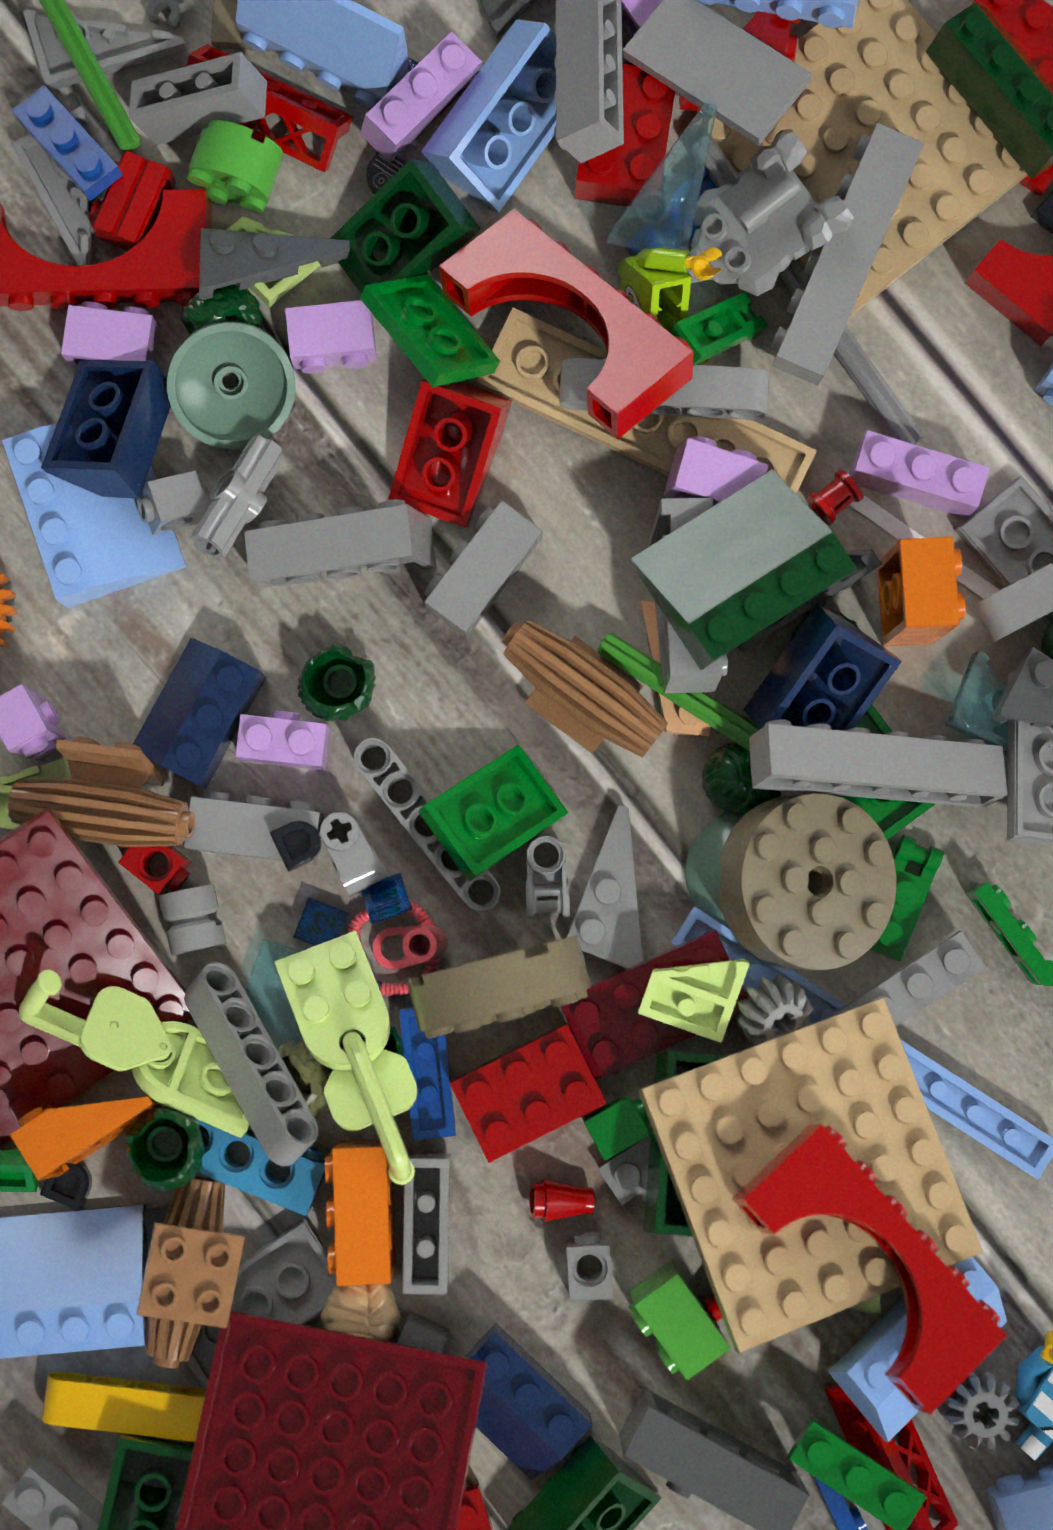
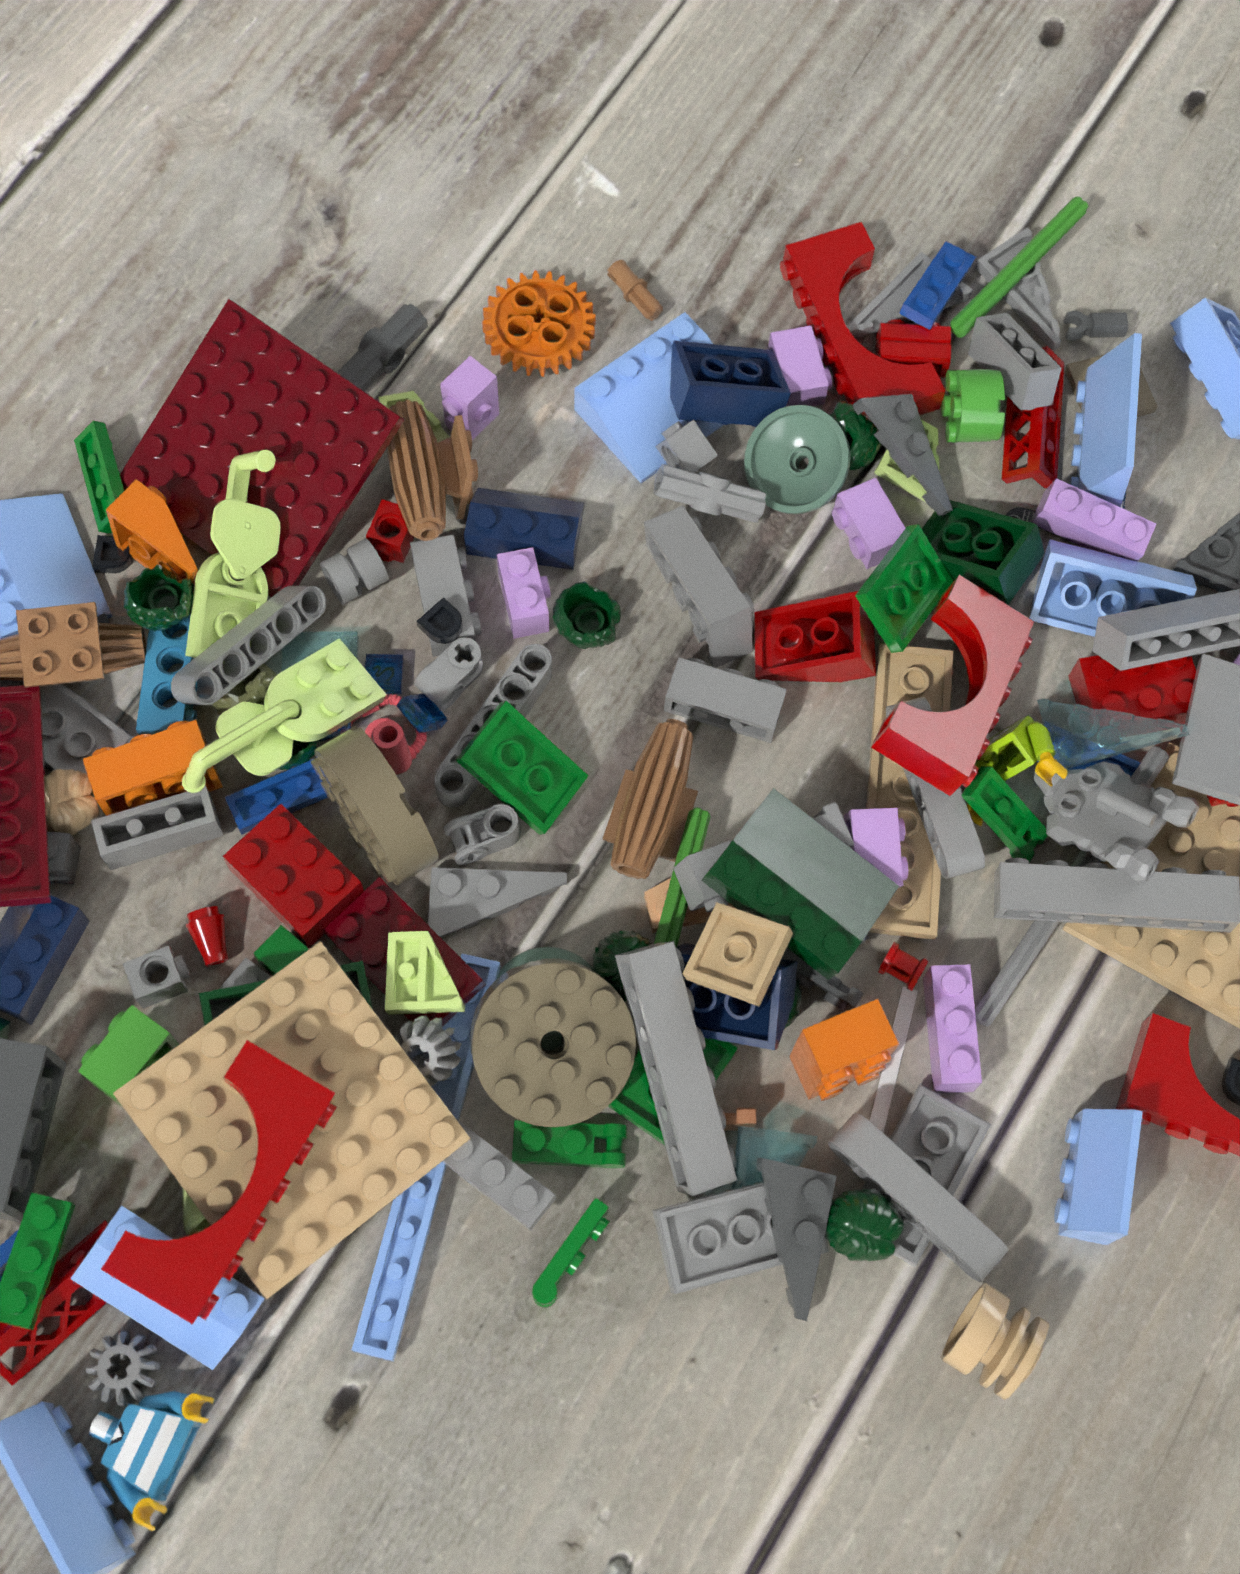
camera: 70 degrees right, 15 degrees down
(805, 662) = (737, 953): none -> tan plate
(936, 719) = (742, 1117): none -> nougat tile

